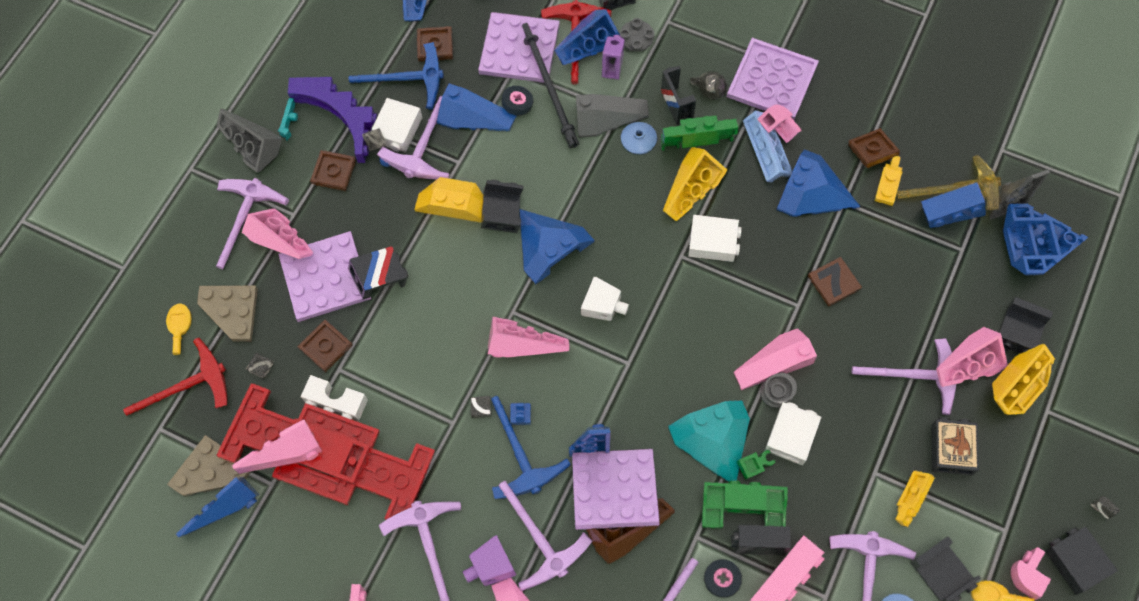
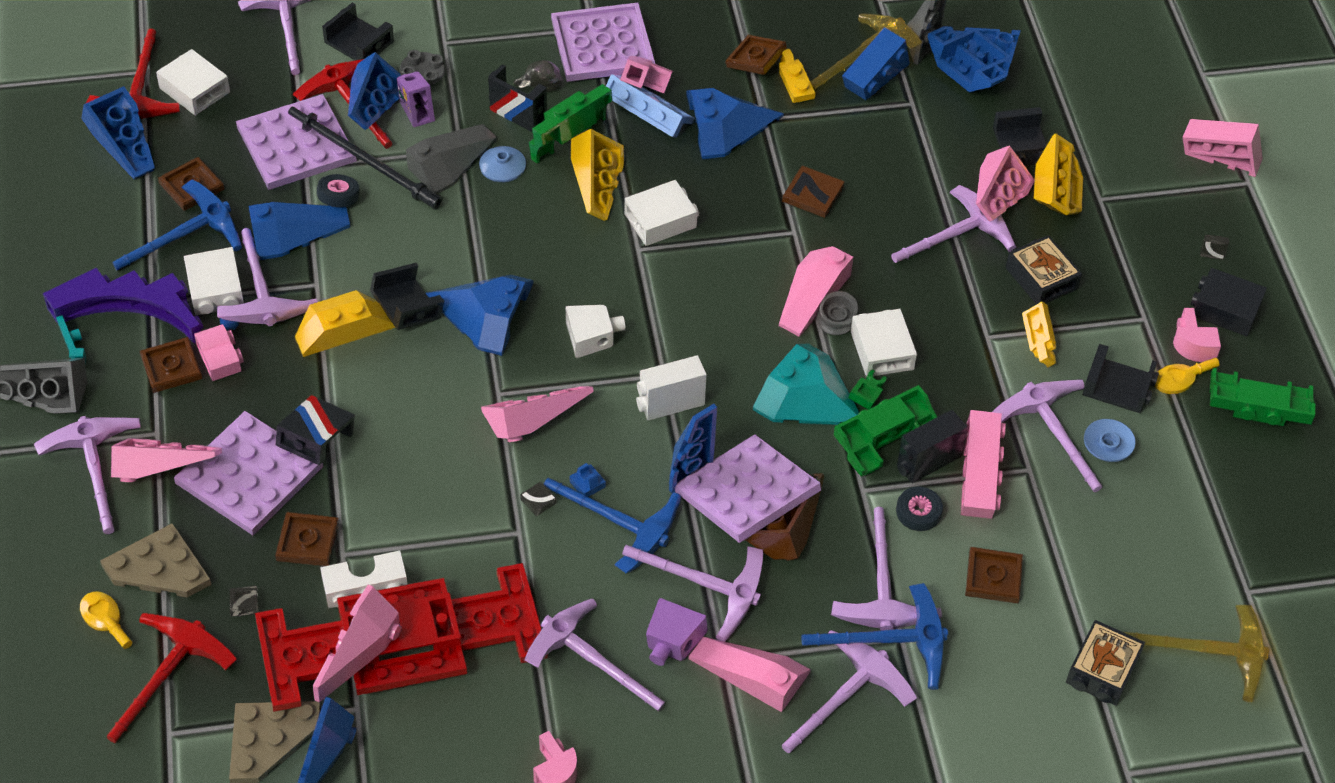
camera: 40 degrees left, 15 degrees down
(363, 179) = (218, 352): none -> bright pink brick
(374, 139) = (202, 303): clear smoke tile -> none
(617, 381) = (671, 388): none -> white brick

